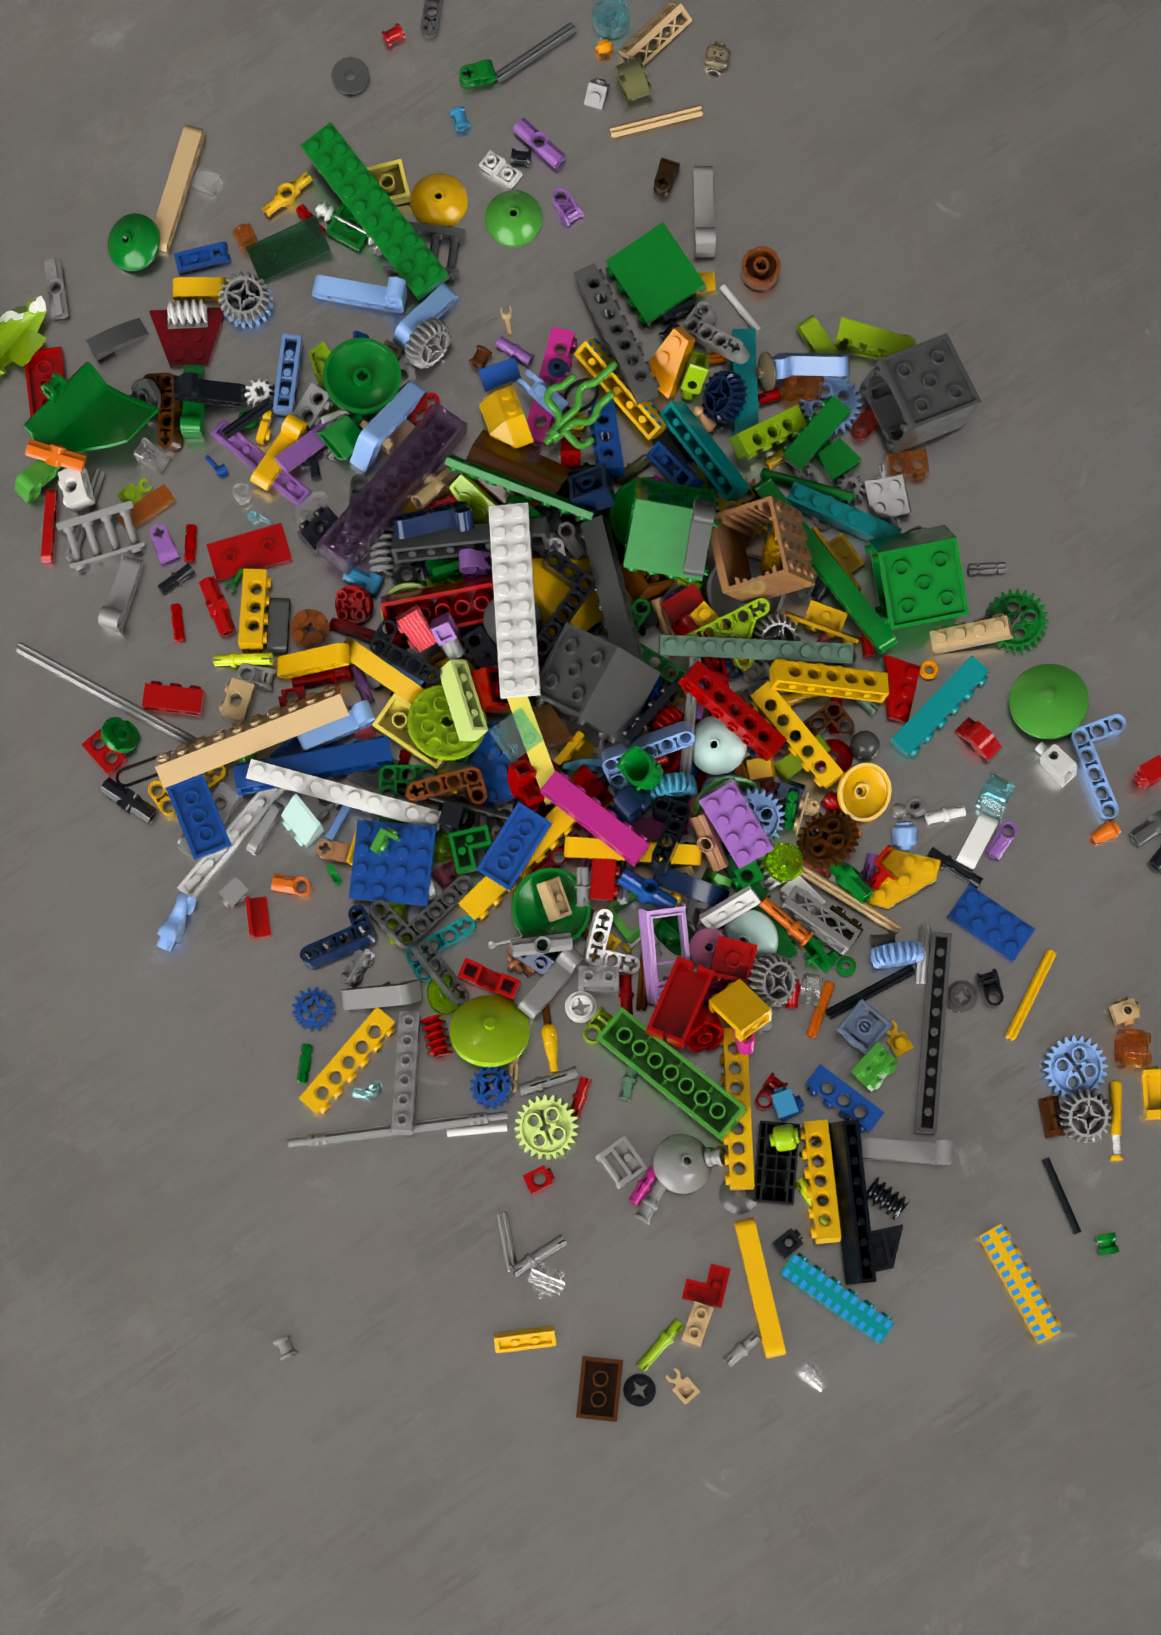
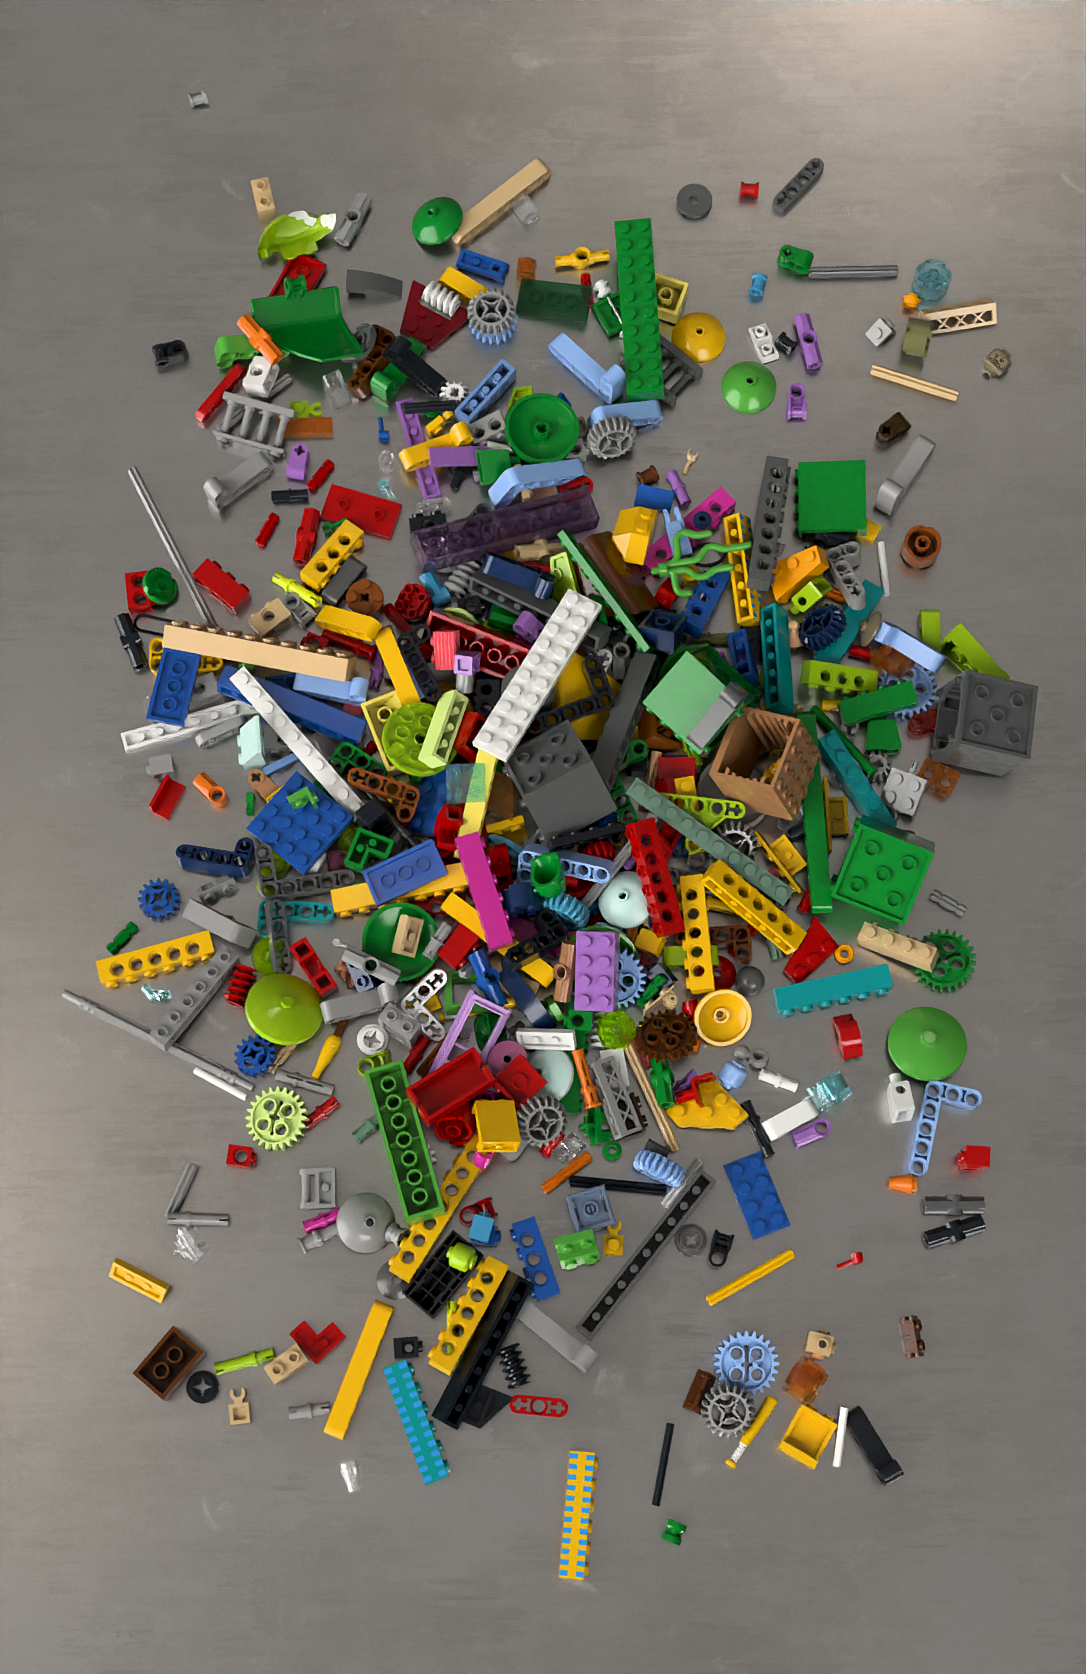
camera: 30 degrees right, 5 degrees down
(174, 925) = (95, 761): light blue hips -> none
(944, 1215) = (532, 1412): none -> red beam
(1107, 920) = (857, 1258): none -> red hand

